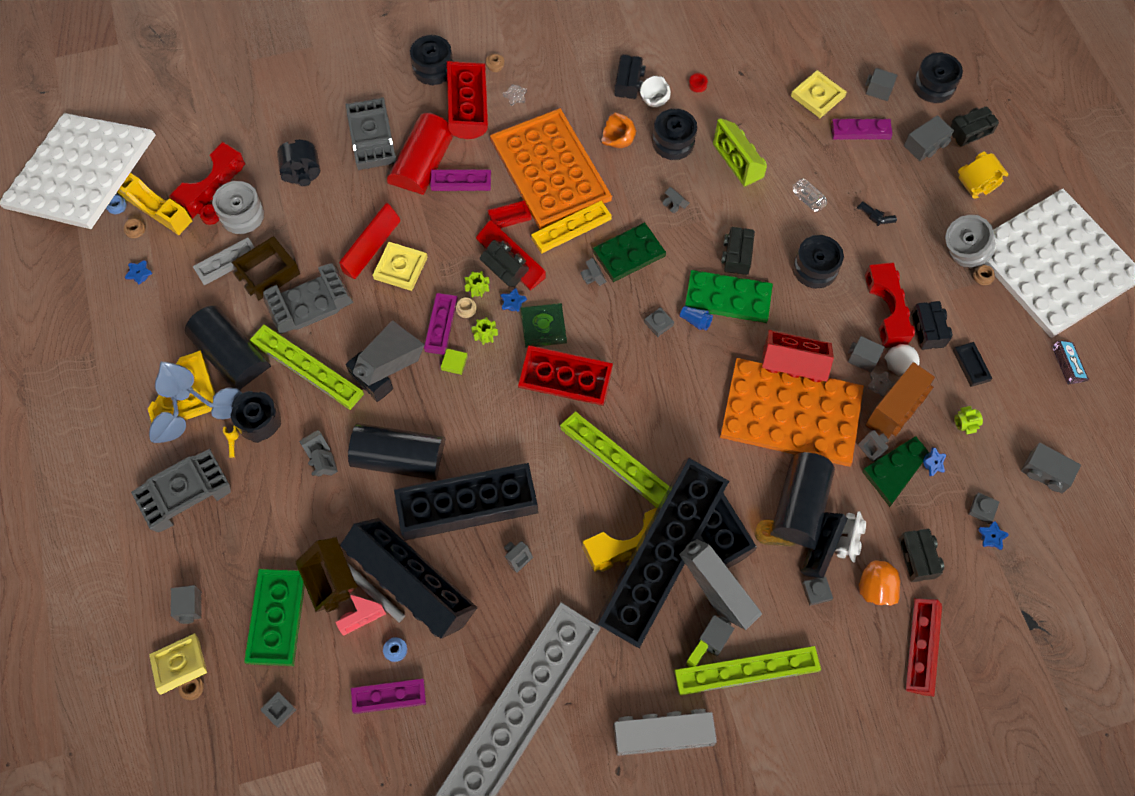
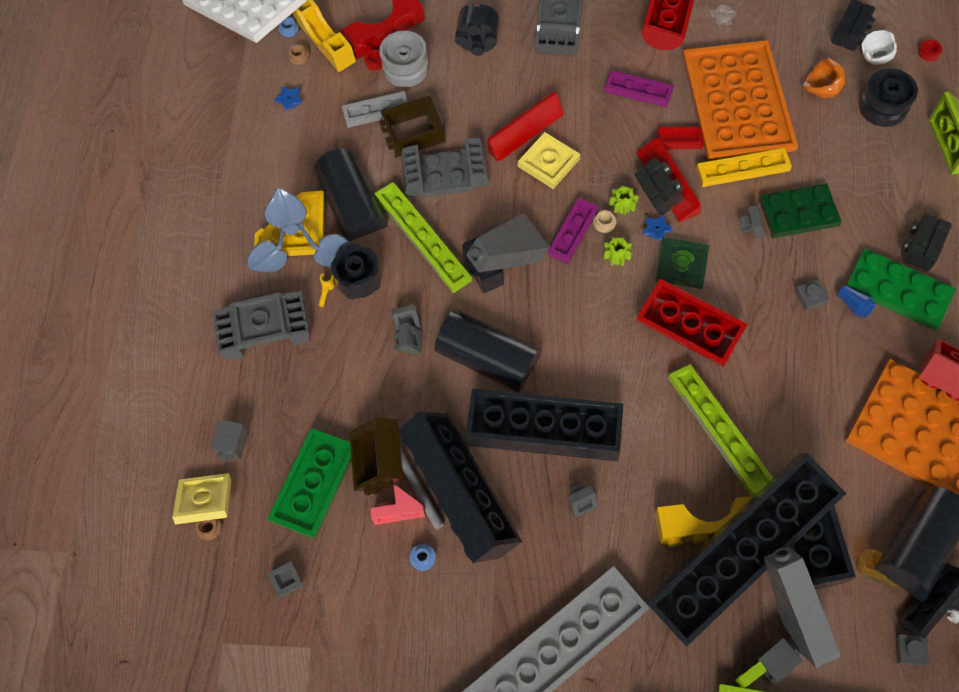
camera: 25 degrees right, 0 degrees up
(388, 696) = (401, 604): magenta plate -> none
(421, 154) = (605, 51): red brick -> none
(454, 361) = (575, 274): lime tile -> none
(676, 198) = (869, 167): dark grey tile -> none

